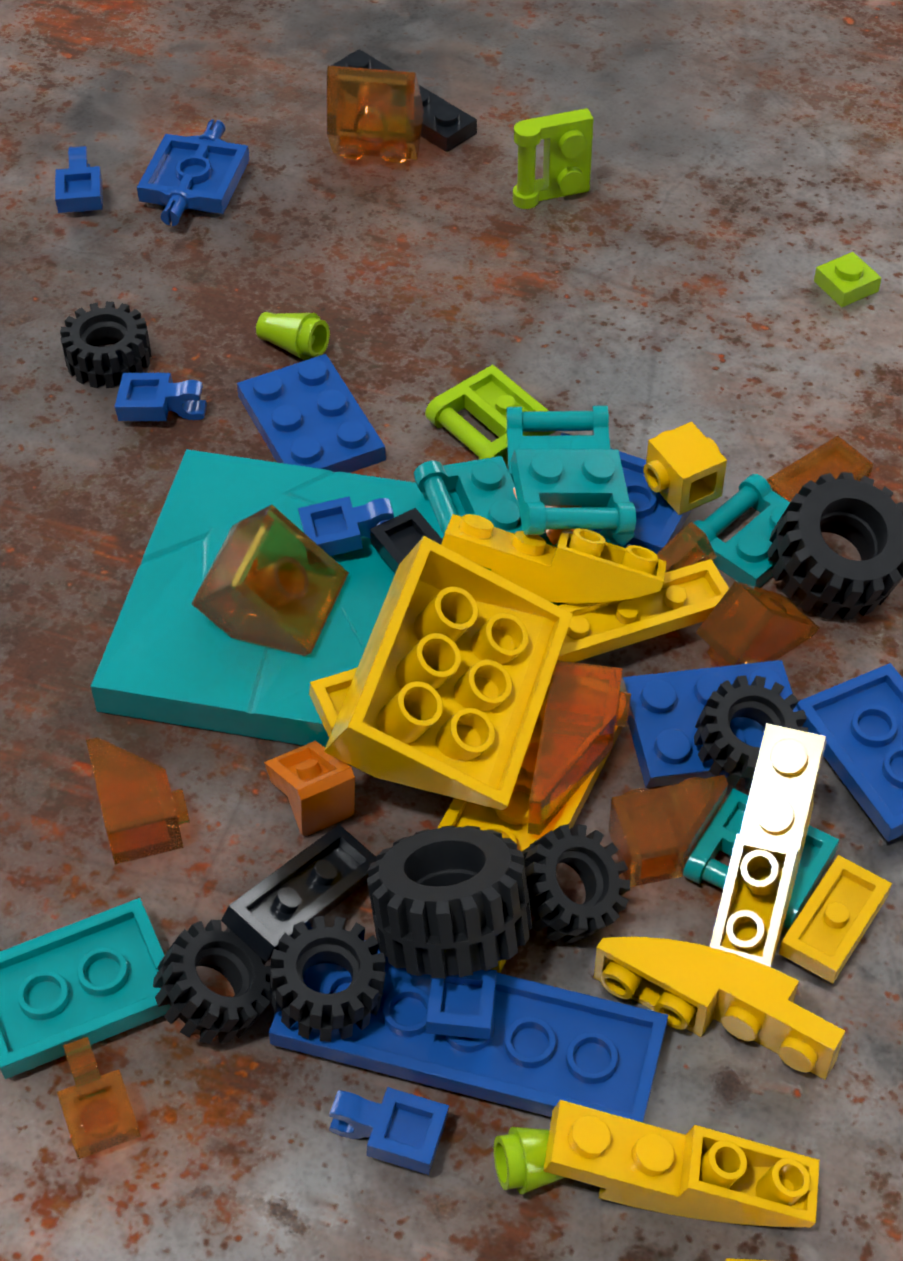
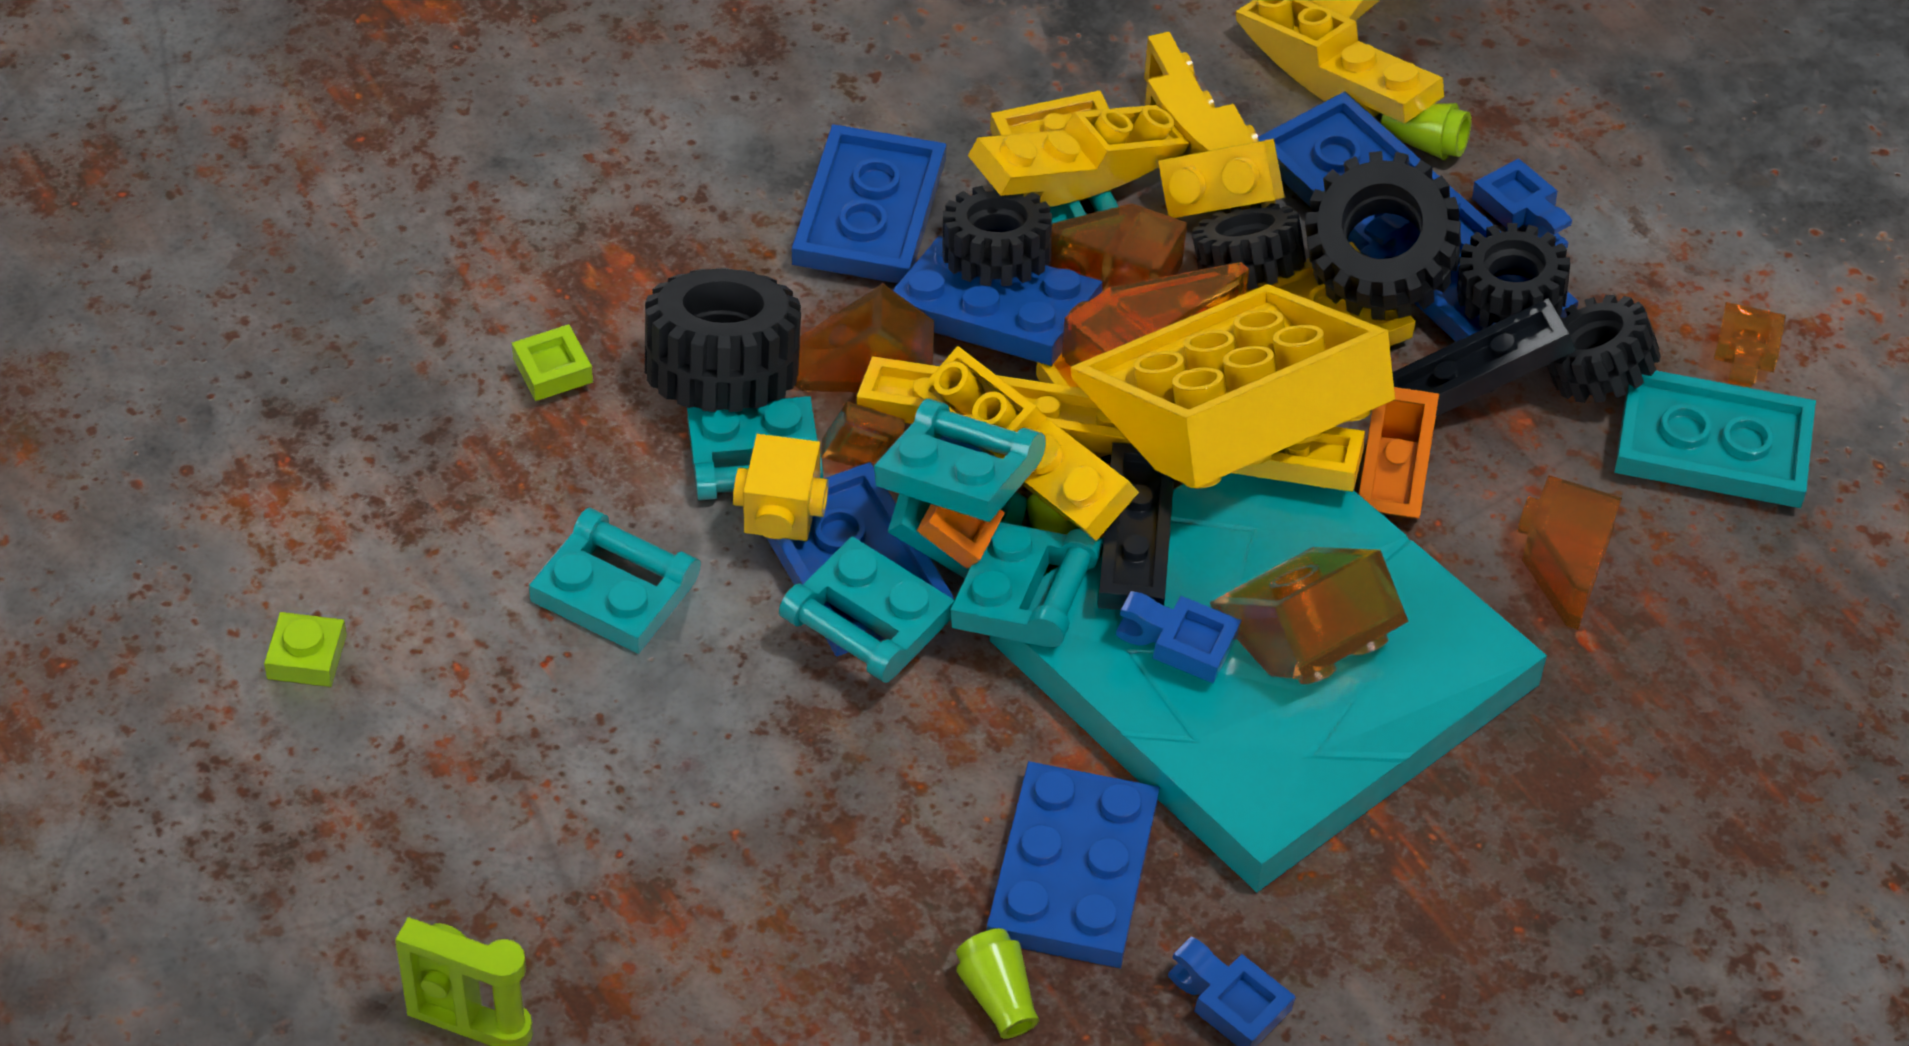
camera: 145 degrees left, 0 degrees up
(486, 398) = (860, 727): lime plate -> none
(627, 920) = (1221, 178): none -> yellow plate
(737, 404) = (606, 596): none -> teal plate
(831, 457) = (624, 463): clear orange tile -> none

